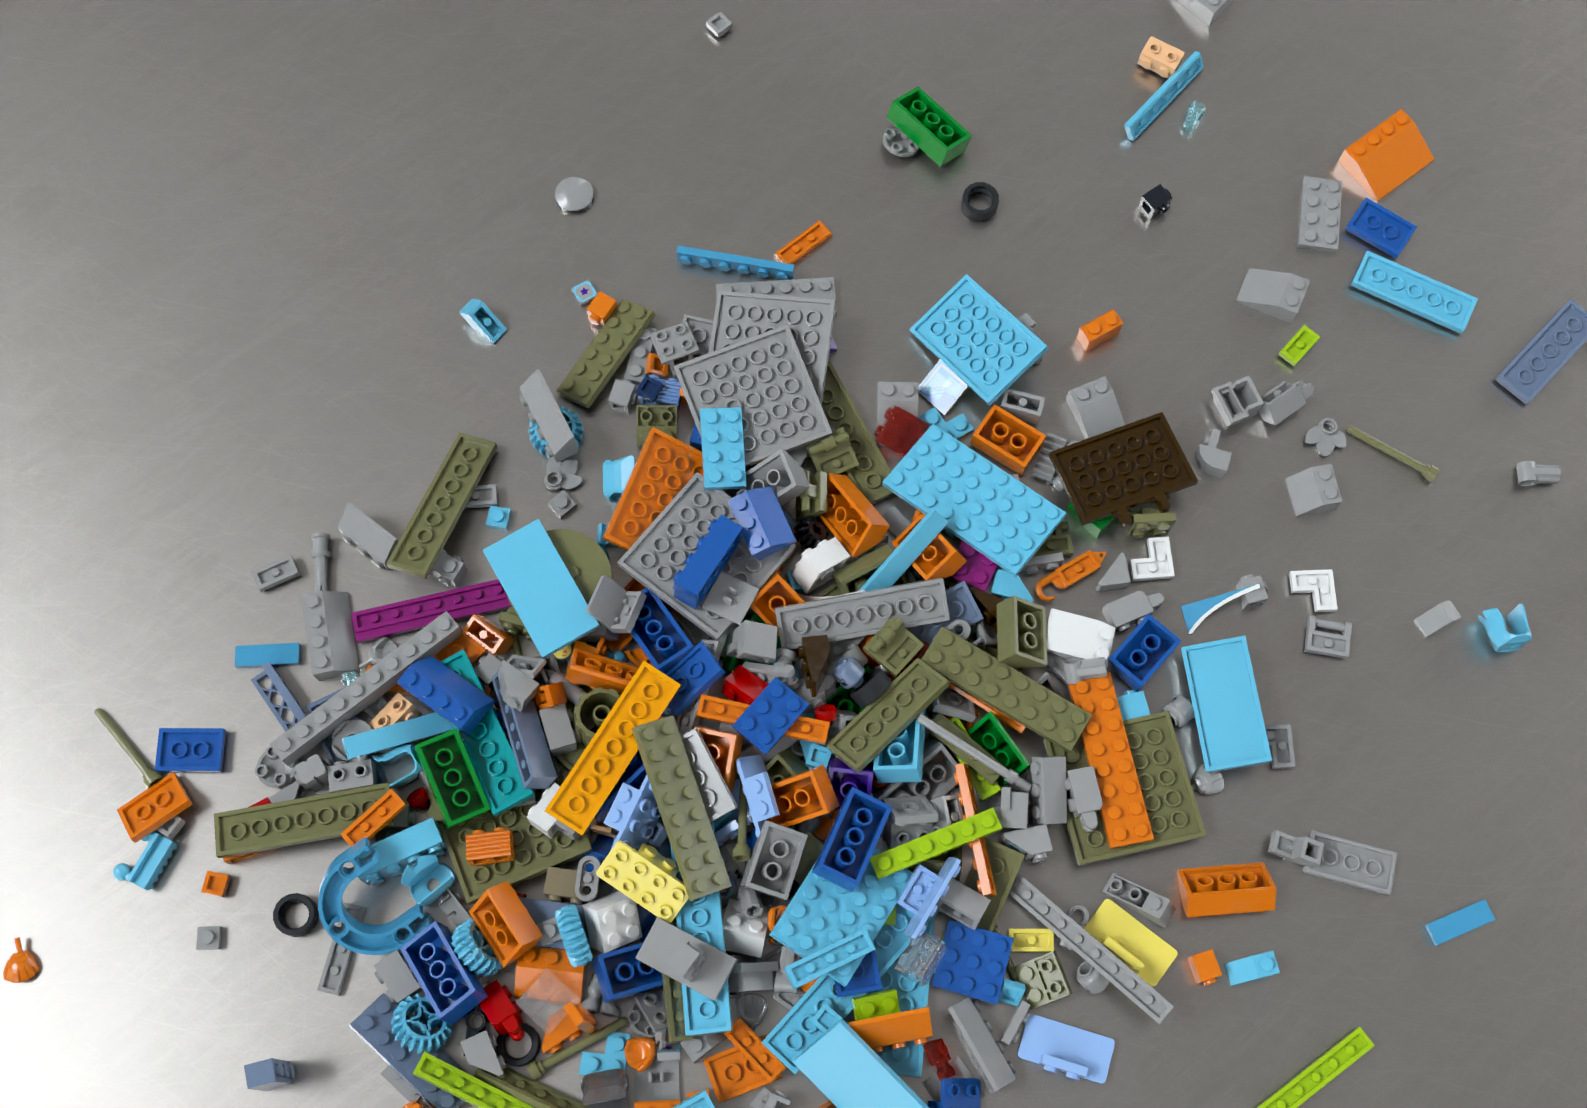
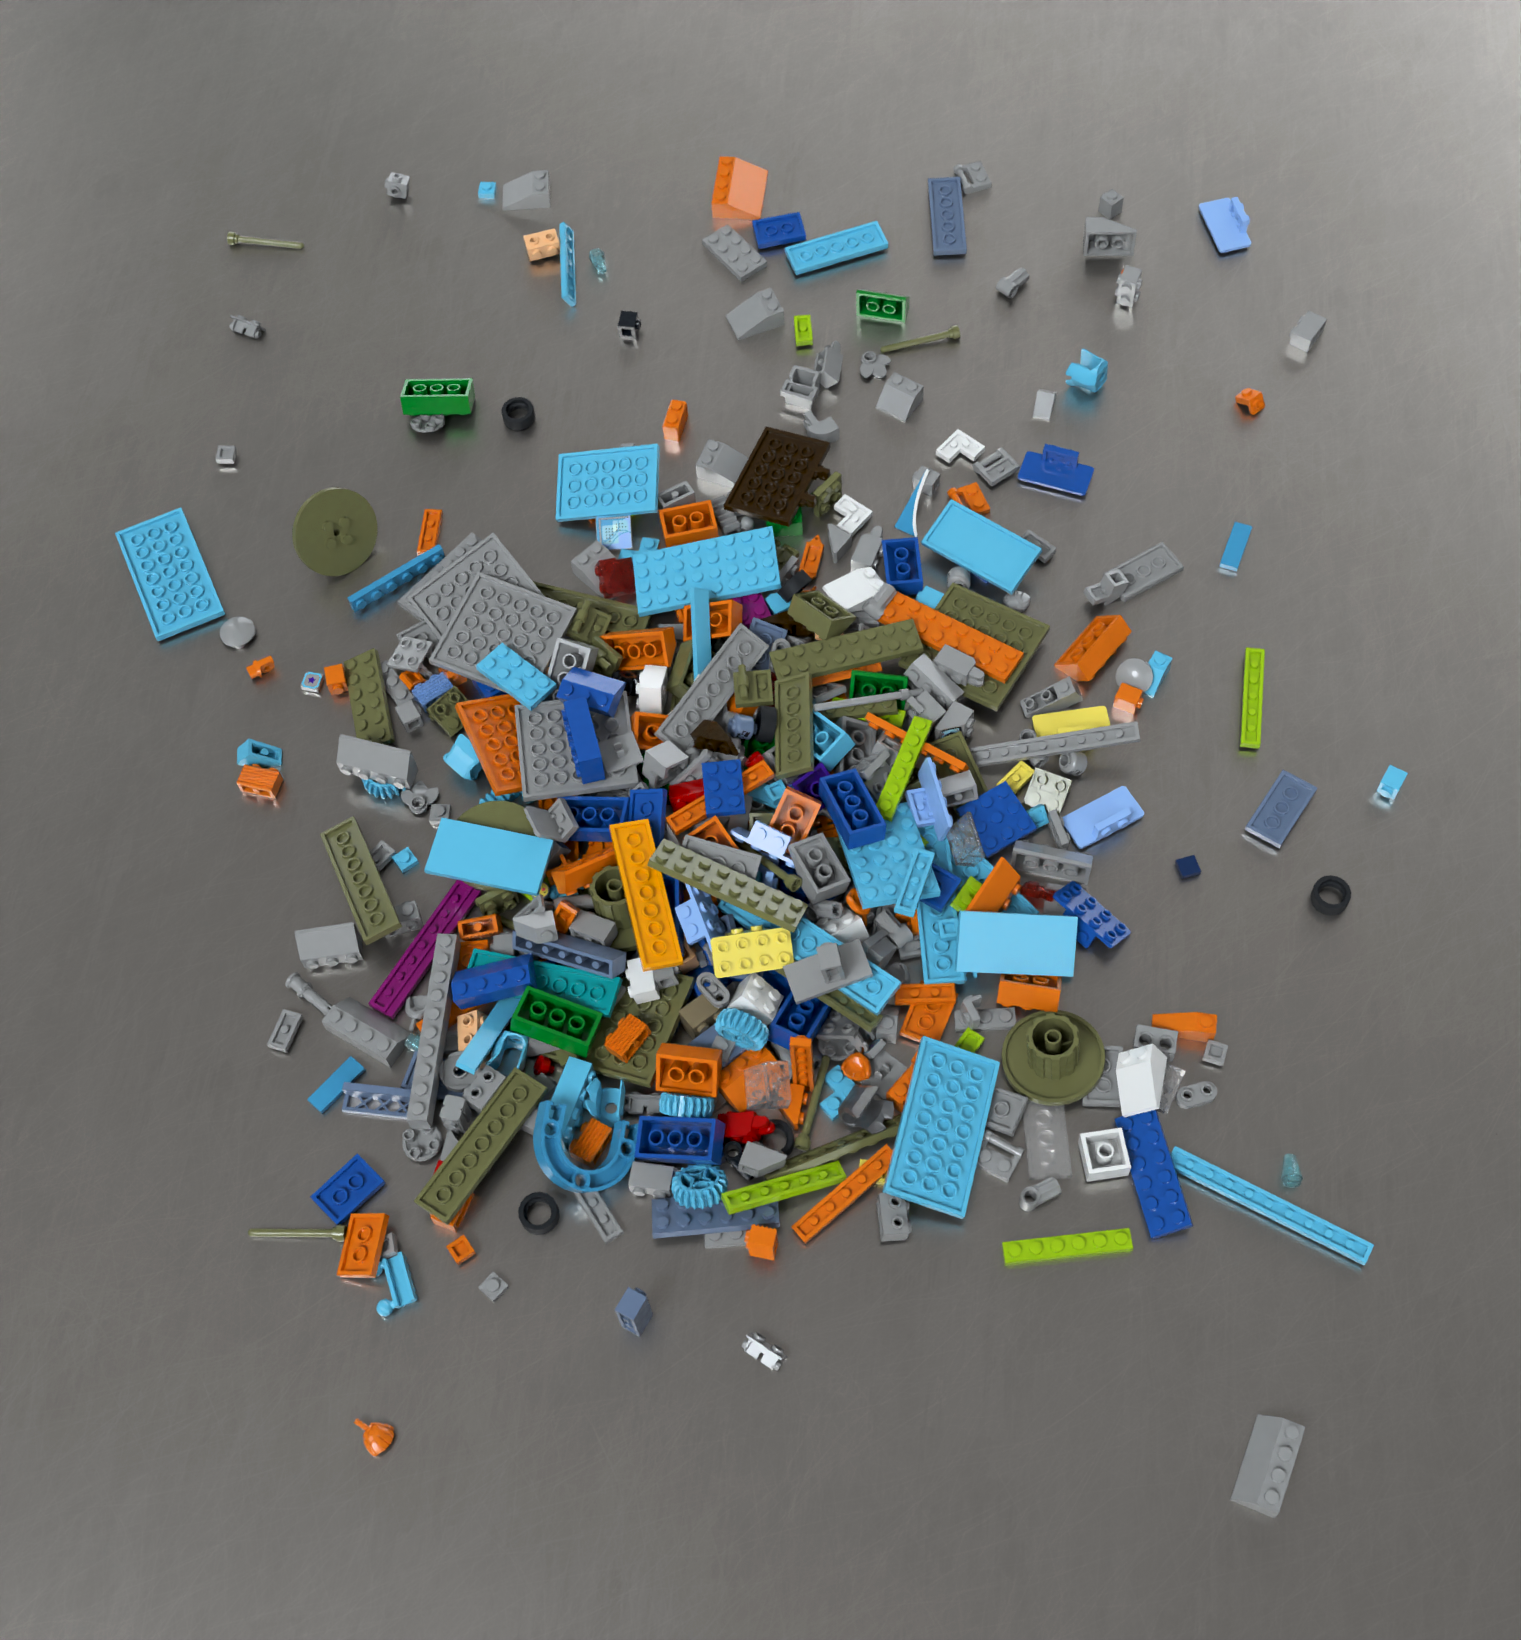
camera: 40 degrees left, 10 degrees down
(374, 818) = (531, 1091): orange plate -> none
(387, 899) = (591, 1142): none -> orange brick
(462, 342) = (259, 780): none -> orange brick
(556, 241) = (261, 666): none -> orange piece
(574, 94) = (169, 574): none -> medium azure plate
(649, 389) = (424, 692): dark blue tile -> none
(719, 178) = (334, 531): none -> olive piece
(1027, 586) = (794, 585): none -> black tyre
(1231, 953) = (1135, 673): none -> light grey dish
(1275, 649) = (973, 497): none -> orange plate
(1376, 693) = (1056, 469): none -> blue bracket
(1393, 386) = (882, 305): none -> green slope

